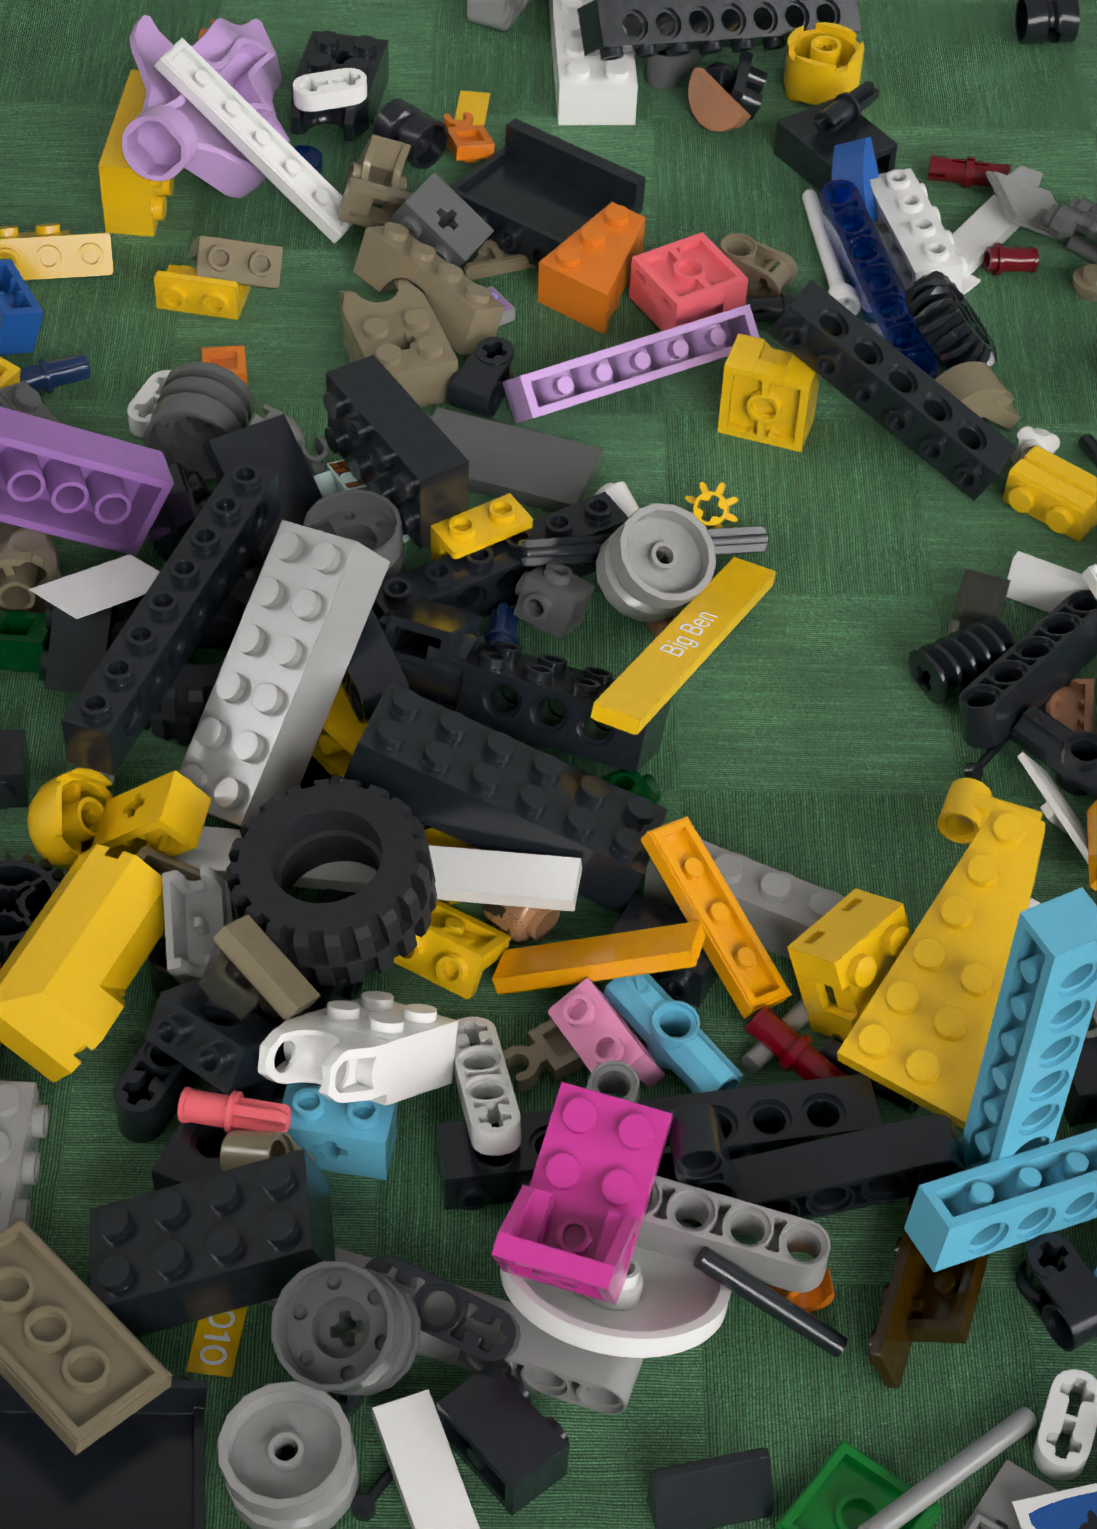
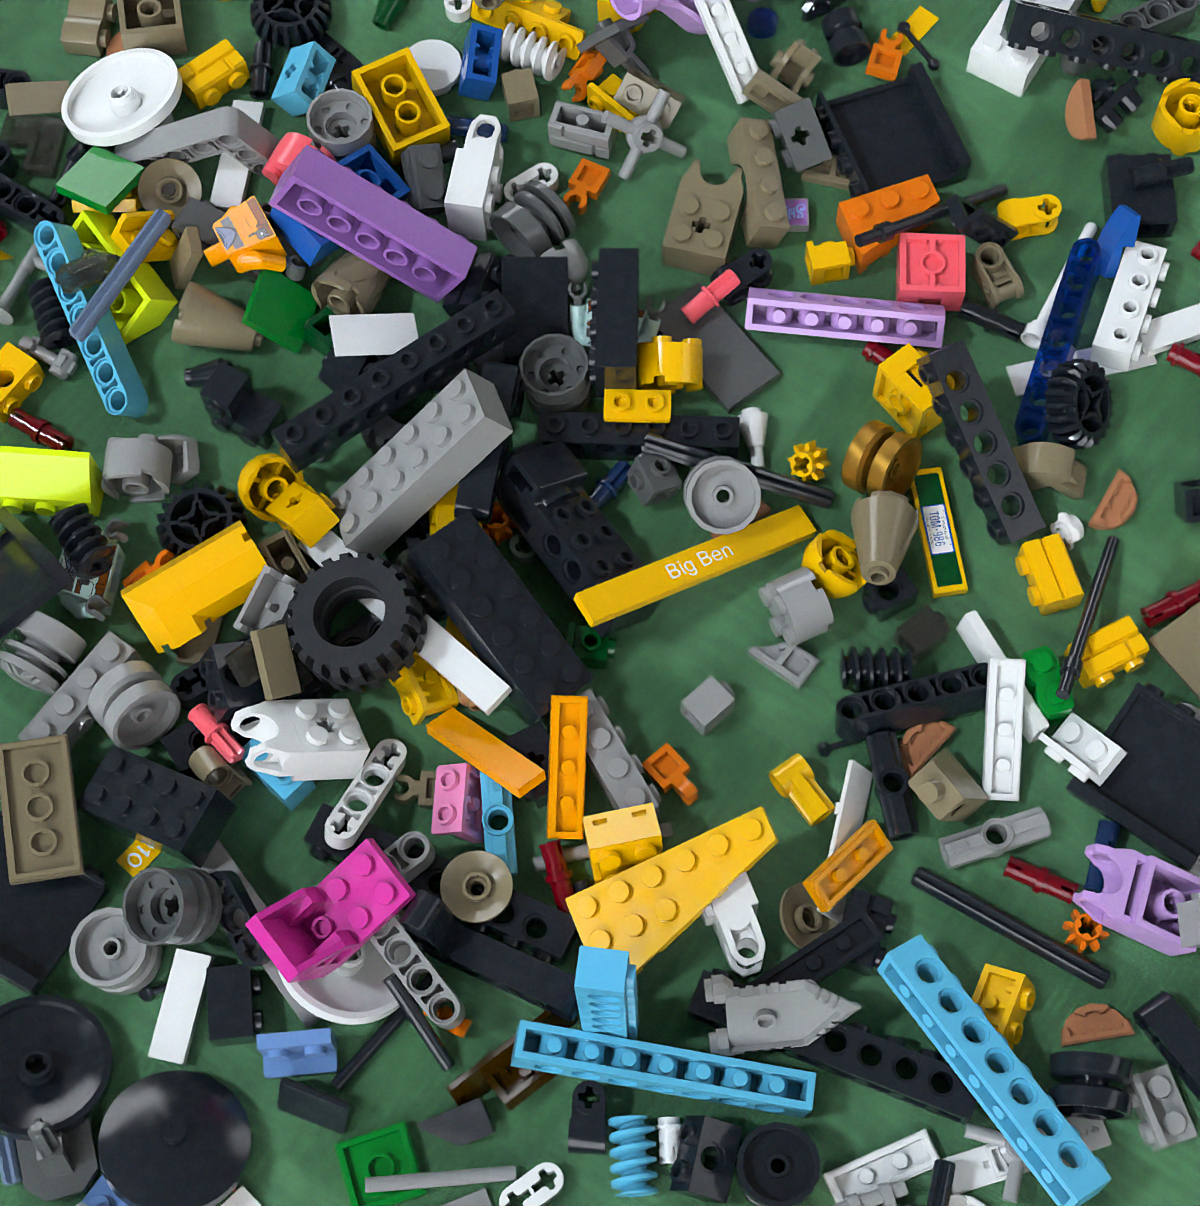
camera: 40 degrees right, 20 degrees up
(60, 277) = (530, 54): none -> white piece
(75, 322) = (520, 94): none -> dark tan brick
(85, 1144) = (134, 705): none -> light grey wheel
(92, 392) = (475, 182): none -> white brick
(109, 1058) = (194, 649): none -> dark tan tile
(134, 272) = (587, 68): none -> orange plate
(154, 223) = (615, 43): none -> dark grey piece
(182, 319) = (581, 130): none -> light grey brick
(261, 292) = (648, 124): none -> light grey bar
(460, 109) = (904, 28): none -> black hinge
(468, 404) = (710, 296): none -> coral axle
(494, 469) = (670, 364): none -> yellow brick
(565, 329) = (828, 261): none -> yellow brick
(622, 253) = (887, 230): none -> black bar
(638, 1436) = (298, 1053): none -> medium blue bracket
(698, 386) = (876, 352): none -> dark red pin
(712, 217) = (979, 223): none -> black bracket
(724, 1381) = (375, 1042): none -> black bar
(729, 1079) = (474, 869): none -> dark tan dish
(741, 205) = (1029, 215): none -> yellow piece
(794, 463) = (881, 459): none -> pearl gold wheel
(810, 790) = (708, 705): none -> light grey brick
(829, 638) = (796, 607): none -> light grey brick
(831, 588) = (834, 564): none -> yellow cylinder
(831, 872) = (669, 770): none -> orange plate
(853, 711) = (787, 662): none -> light grey tile
(859, 523) = (882, 534): none -> dark tan cone
(903, 516) = (938, 534): none -> tile
(910, 588) = (883, 609): none -> black brick
(916, 1397) = (461, 1124): none -> black tile
(1057, 409) = (1116, 505): none -> nougat tile

